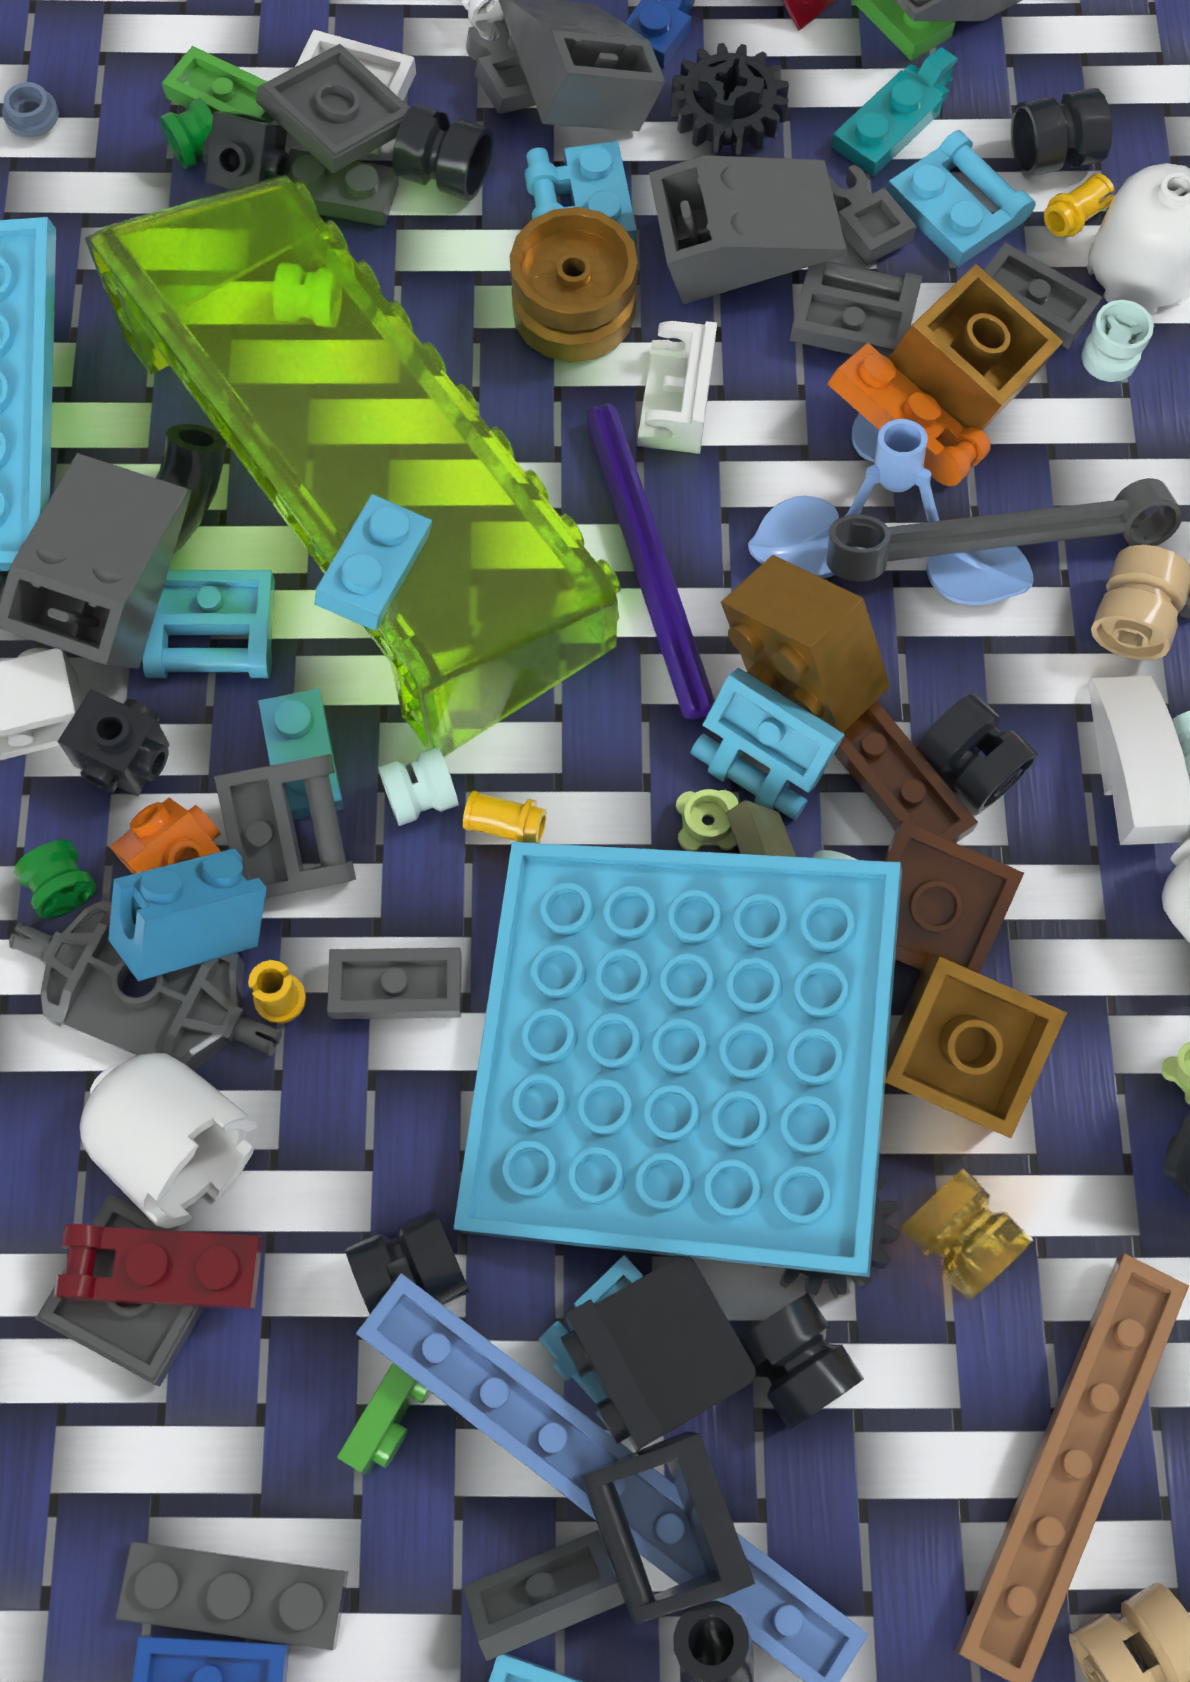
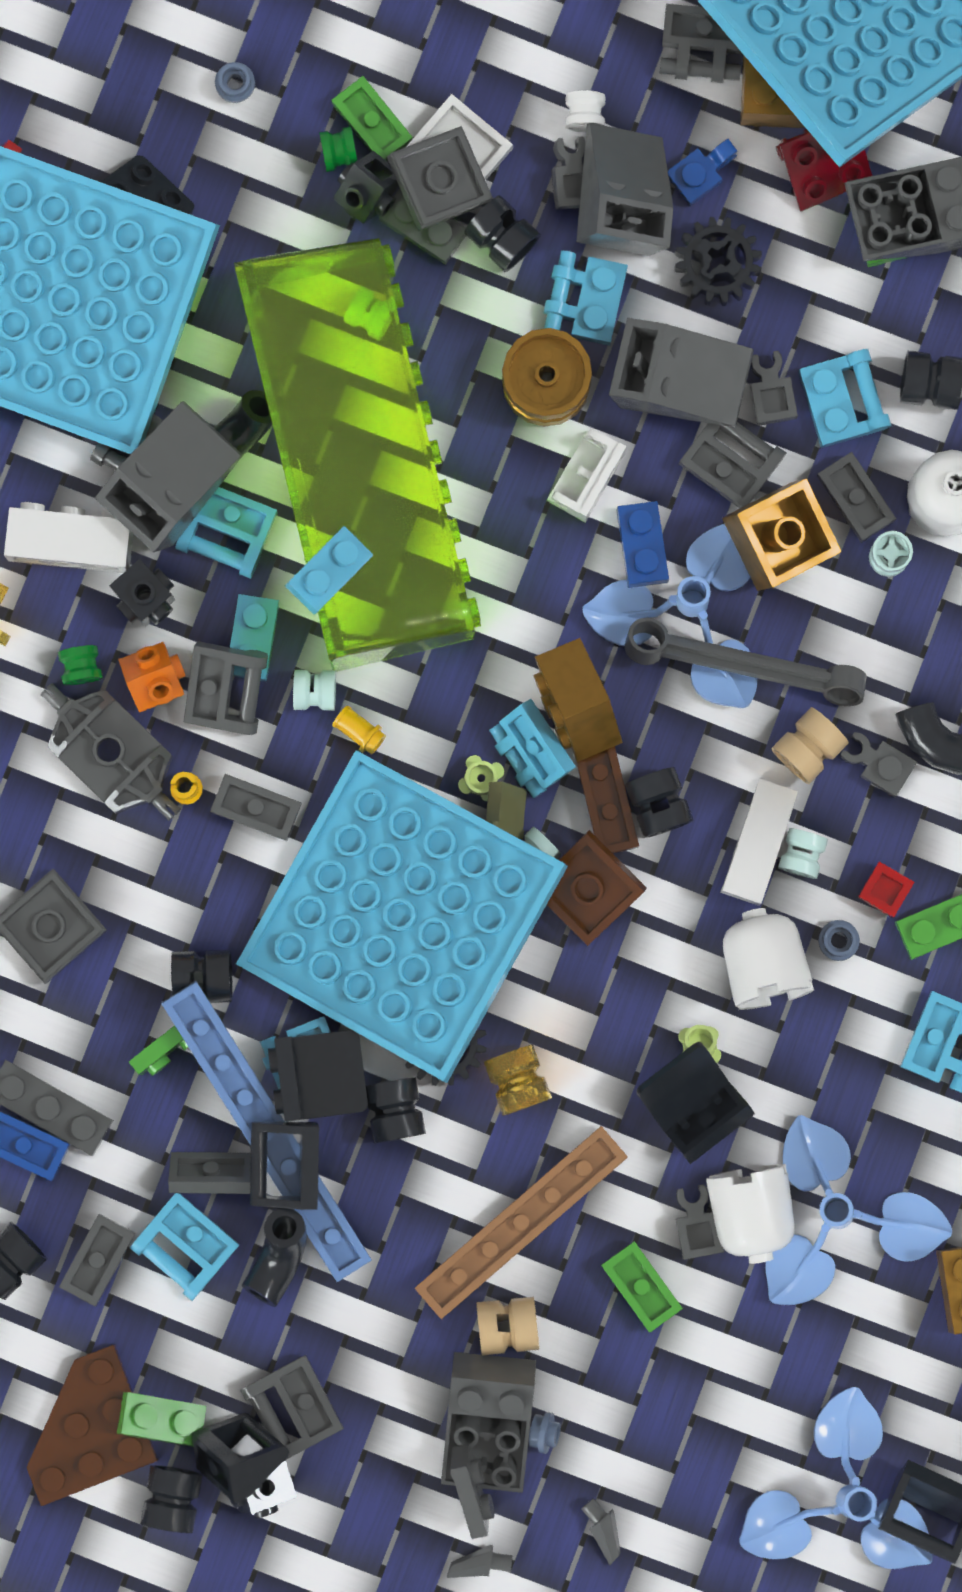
camera: 25 degrees right, 15 degrees up
(161, 1267) = (69, 923): dark red plate -> none
(164, 1135) = (94, 848): white cylinder -> none
(185, 914) = (149, 724): dark azure brick -> none
(650, 563) = (518, 588): dark purple axle -> none
(790, 446) = (642, 544): none -> blue plate
(885, 394) = (721, 561): orange plate -> none
(896, 113) = (832, 313): teal hinge -> none
(971, 1045) = (566, 977): pearl gold brick -> none
(1068, 212) = (920, 438): yellow pin -> none

